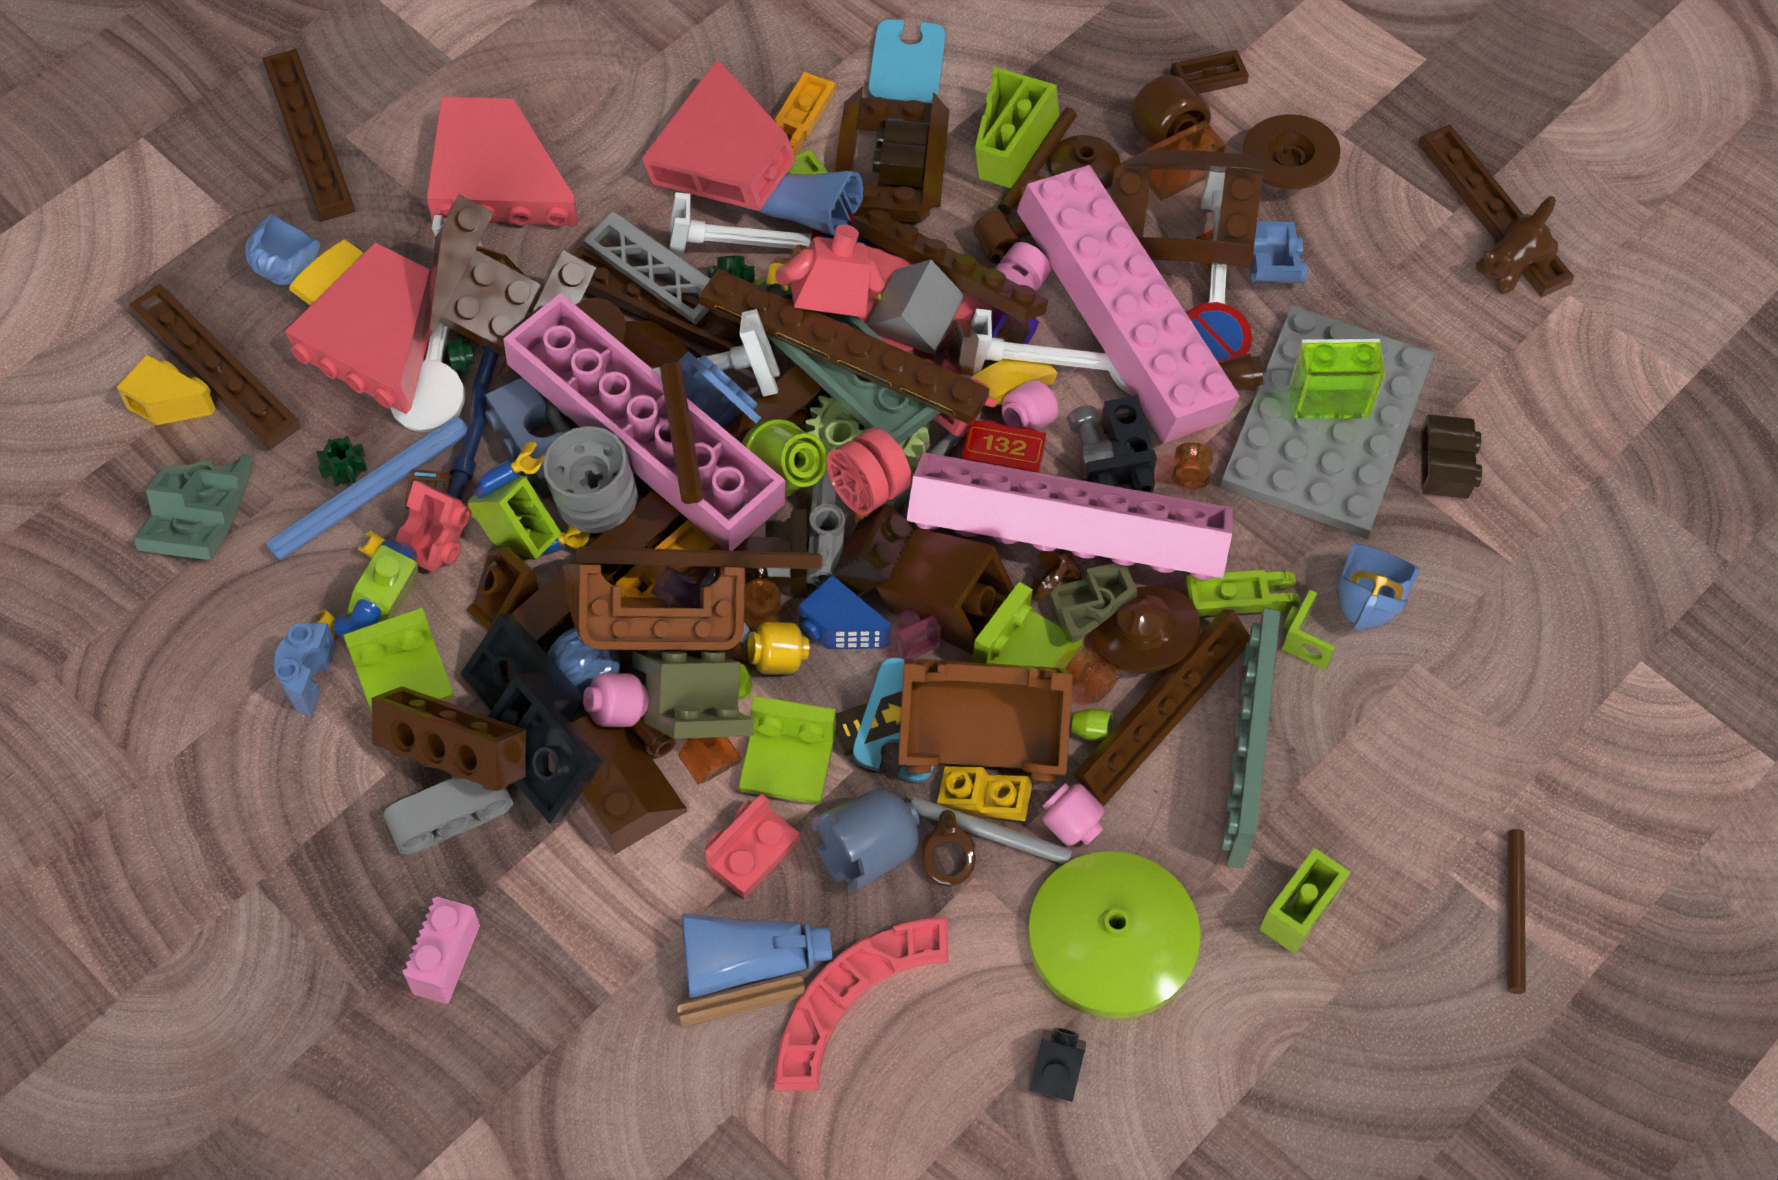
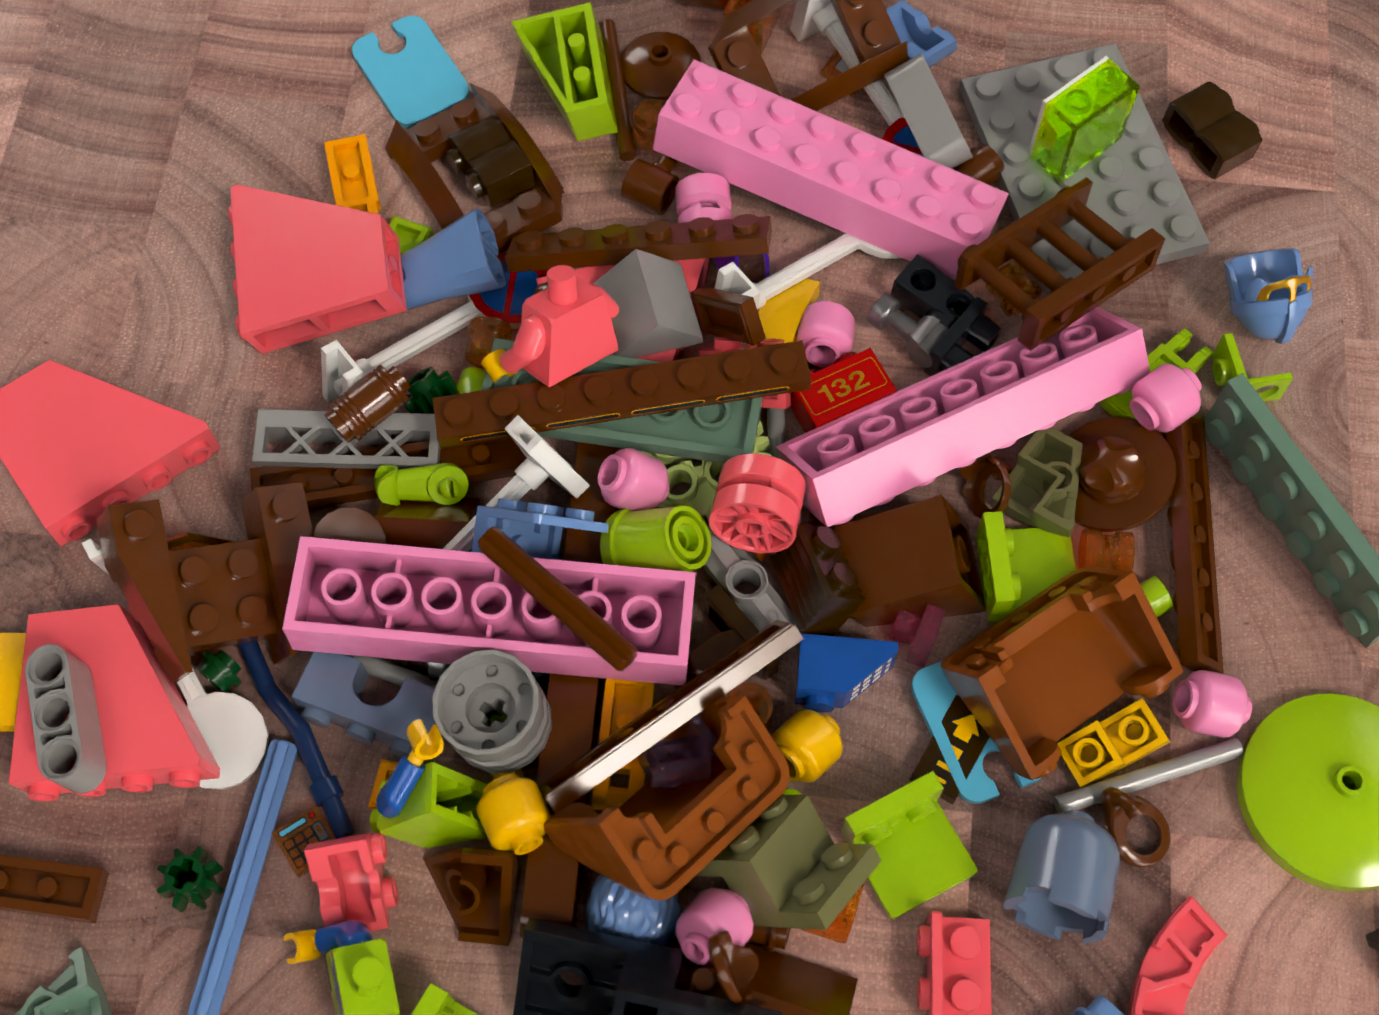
camera: 35 degrees left, 5 degrees up
(342, 311) = (80, 735): none -> light grey beam
(552, 546) = (513, 814): none -> yellow head
(605, 719) = (732, 966): none -> reddish brown piece
(680, 248) = (368, 403): none -> reddish brown head
(683, 328) = (430, 483): none -> lime piece
(806, 407) = (633, 480): none -> bright pink head
(1219, 597) = (1166, 398): none -> bright pink head
(1224, 489) = (1069, 296): none -> reddish brown fence
(1233, 308) = (927, 113): none -> light grey beam

